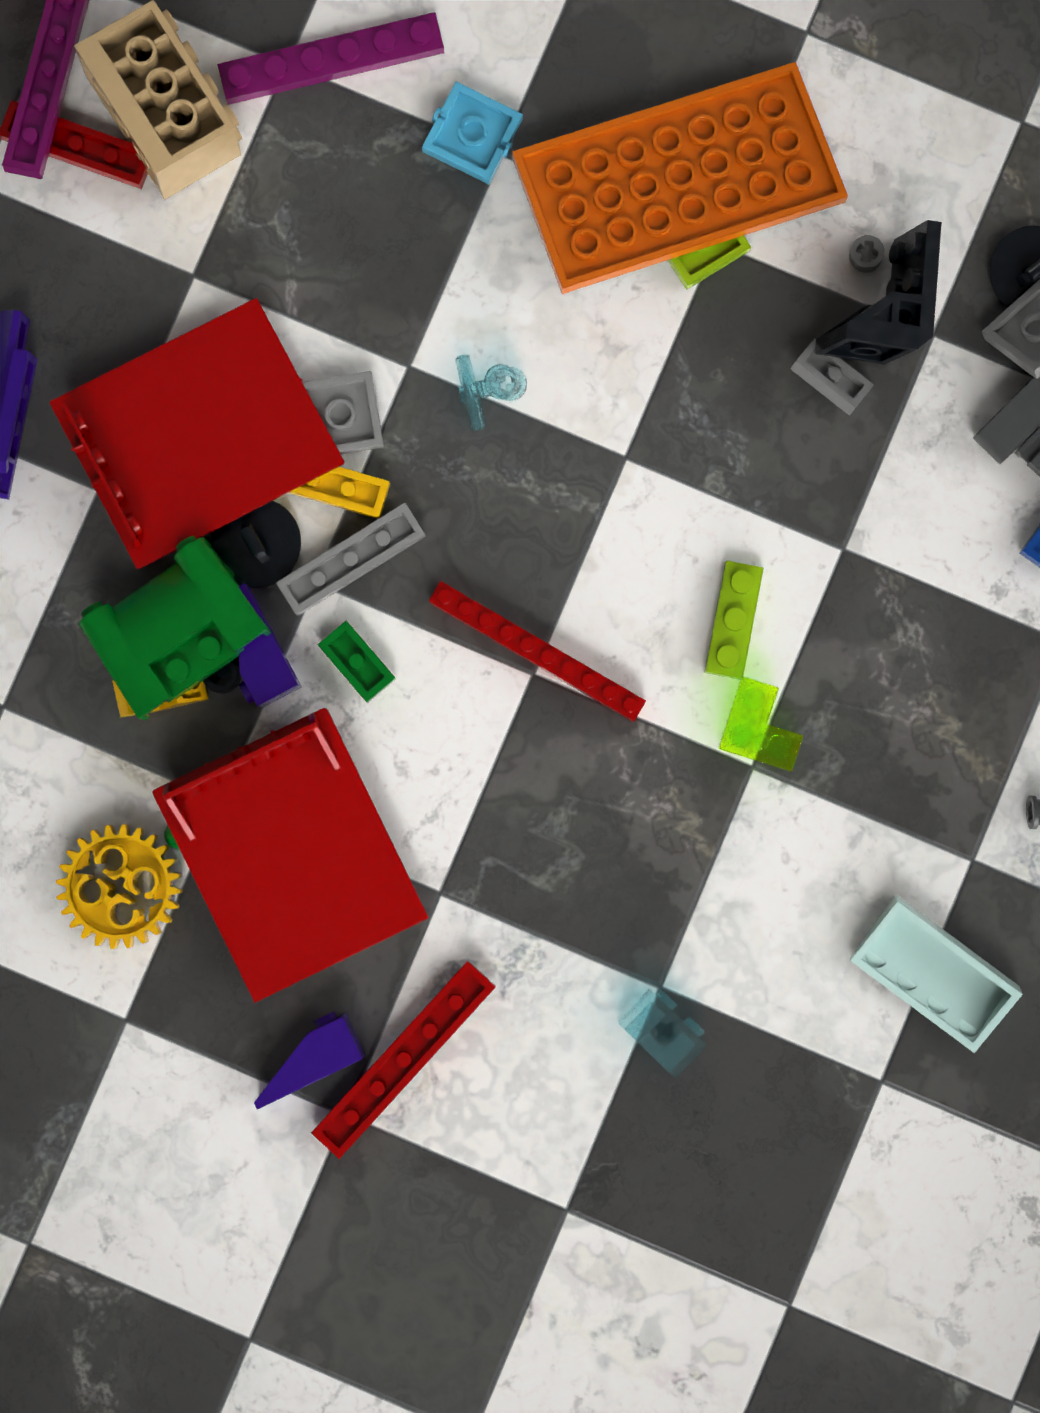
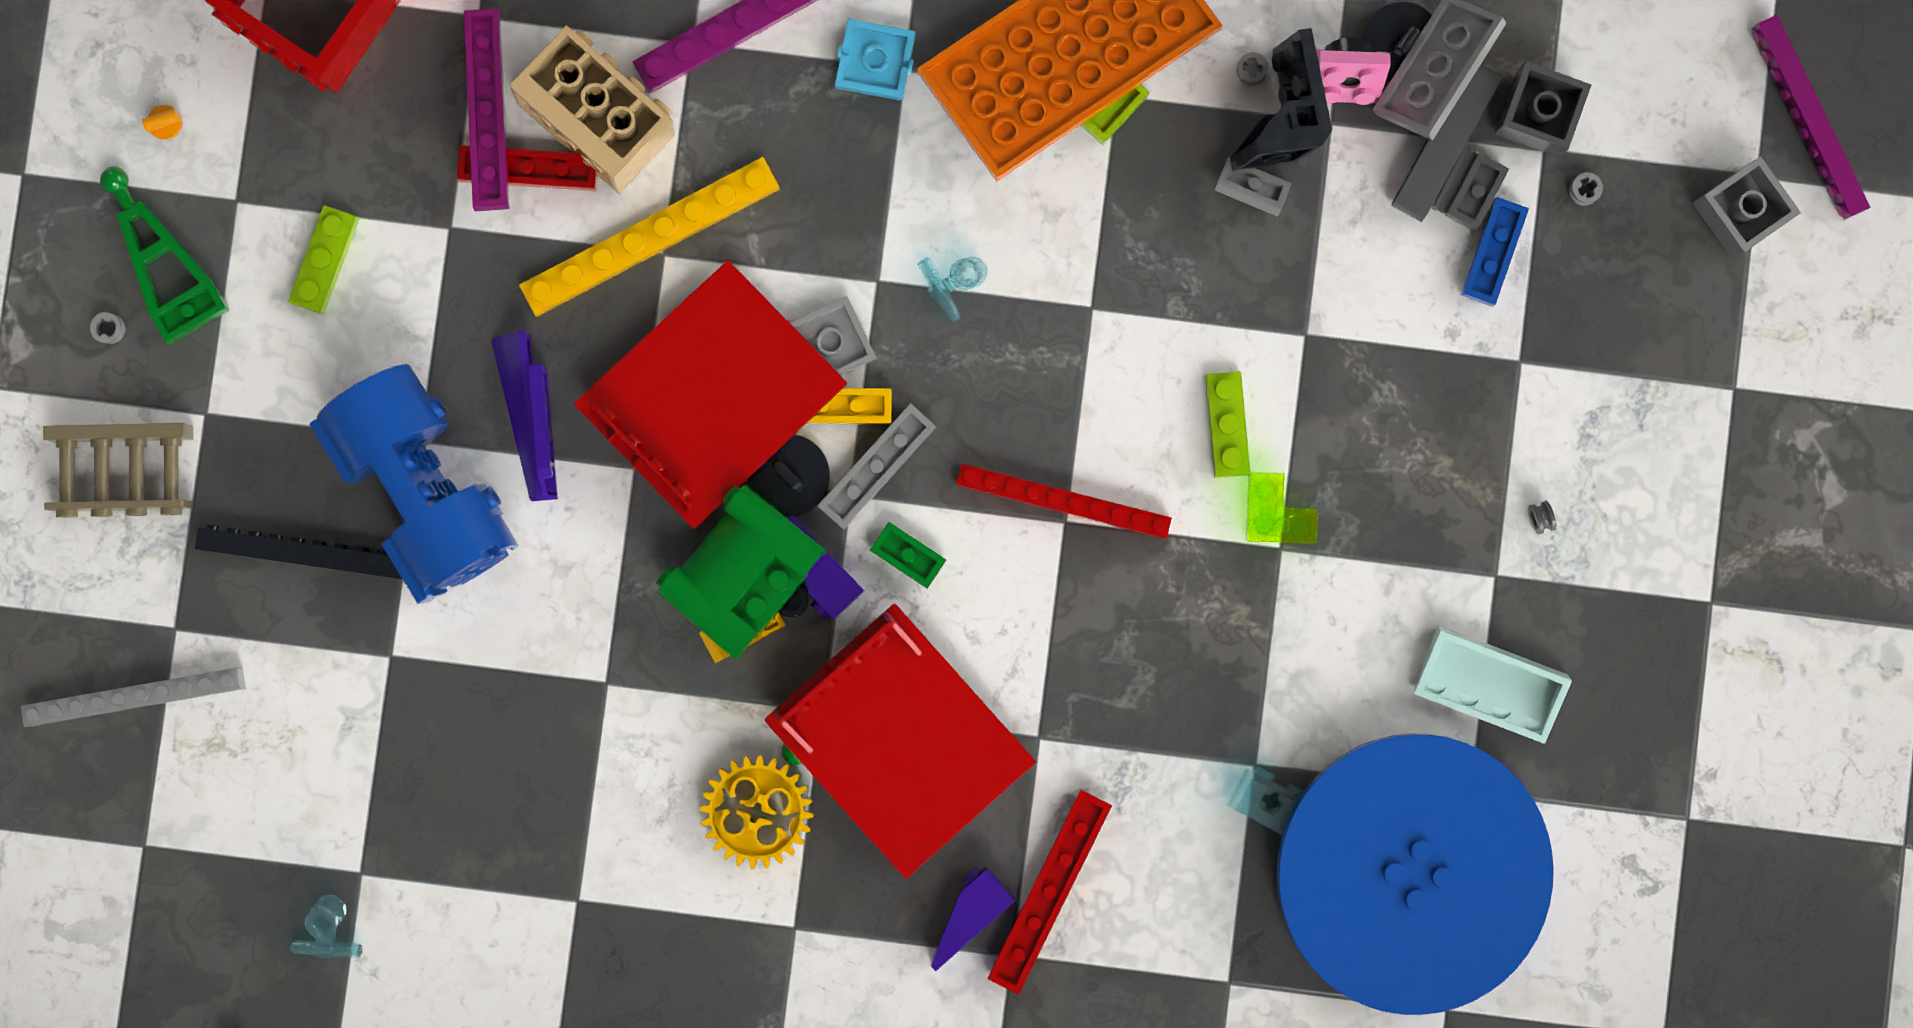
camera: 20 degrees left, 0 degrees up
(183, 252) = (649, 237): none -> yellow plate
(796, 1152) = (1415, 874): none -> blue plate
(972, 283) = (1353, 71): none -> bright pink piece

